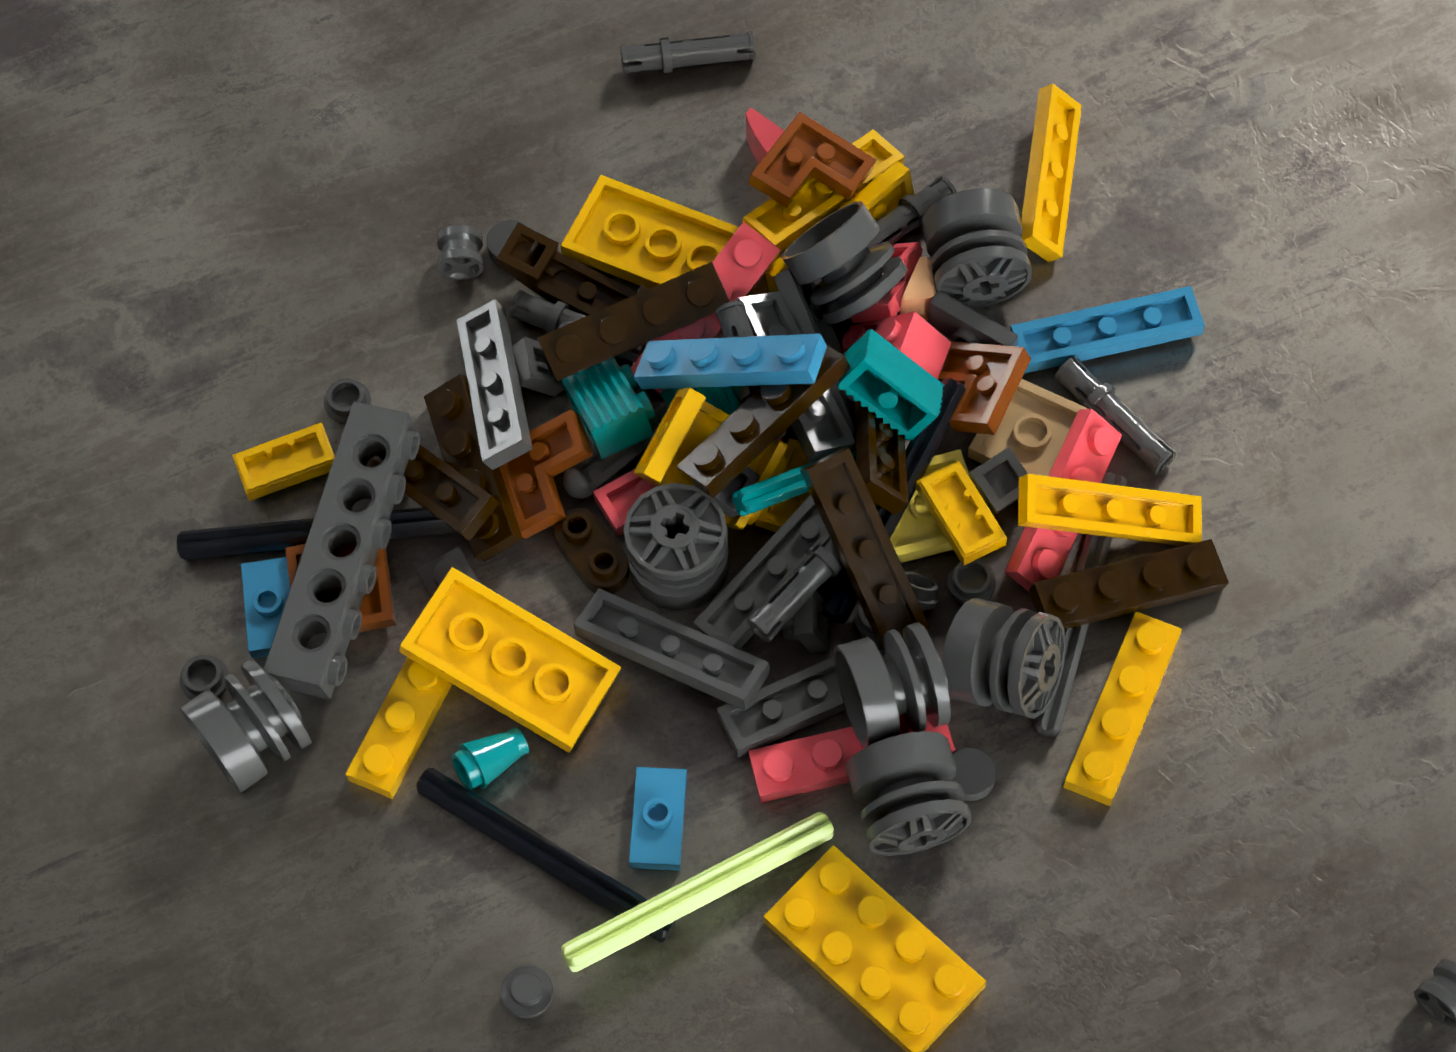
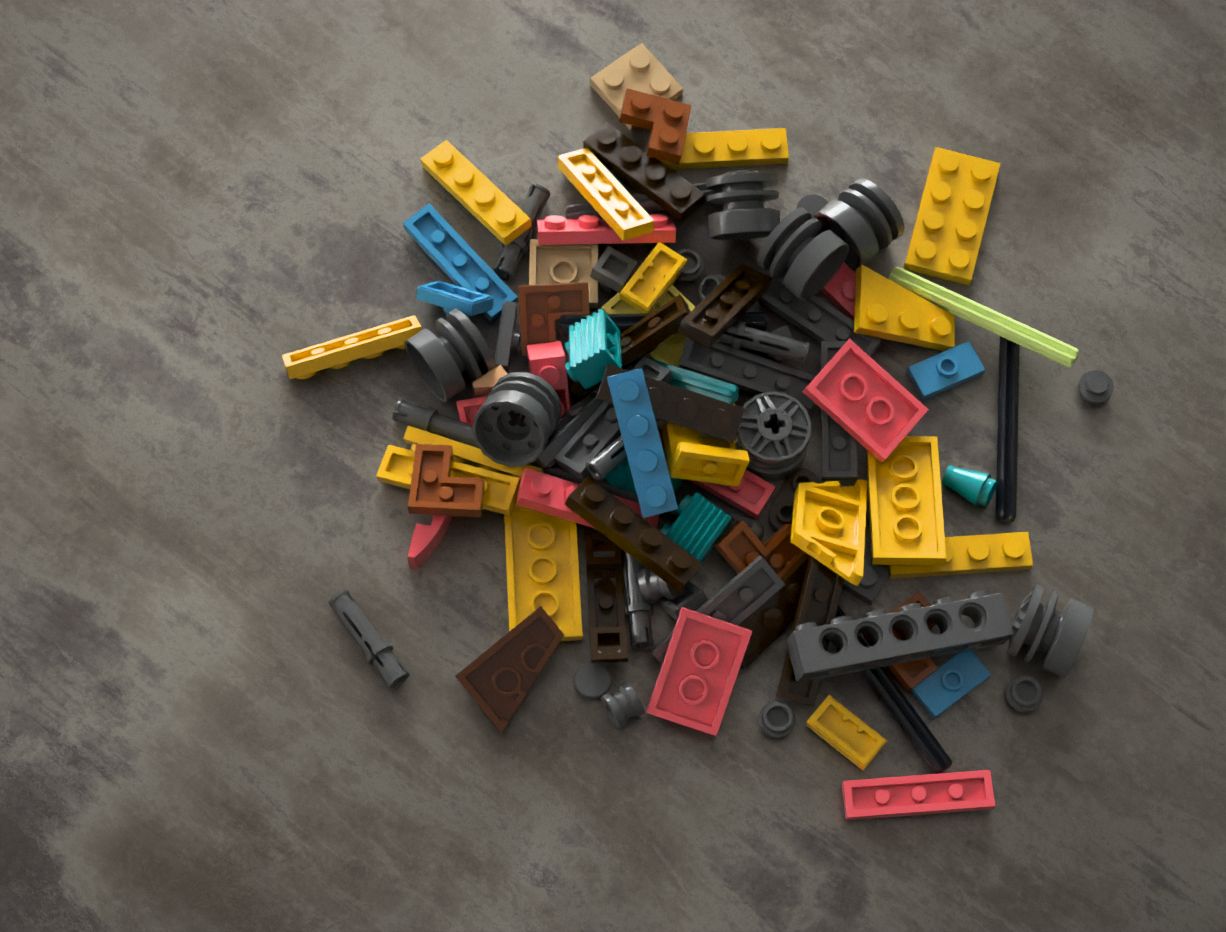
camera: 125 degrees left, 5 degrees up
(167, 499) = (918, 795): none -> coral plate
(443, 331) = (699, 671): none -> coral plate
(522, 545) = (831, 525): none -> yellow wing
(567, 158) = (510, 666): none -> reddish brown wing
(655, 664) = (865, 400): none -> coral plate
(758, 786) = (898, 314): none -> yellow wing
(1053, 290) = (453, 296): none -> dark azure plate
(1190, 640) = (663, 117): none -> dark orange plate
(1193, 381) = (476, 192): none -> yellow plate
(1270, 650) = (635, 71): none -> tan plate

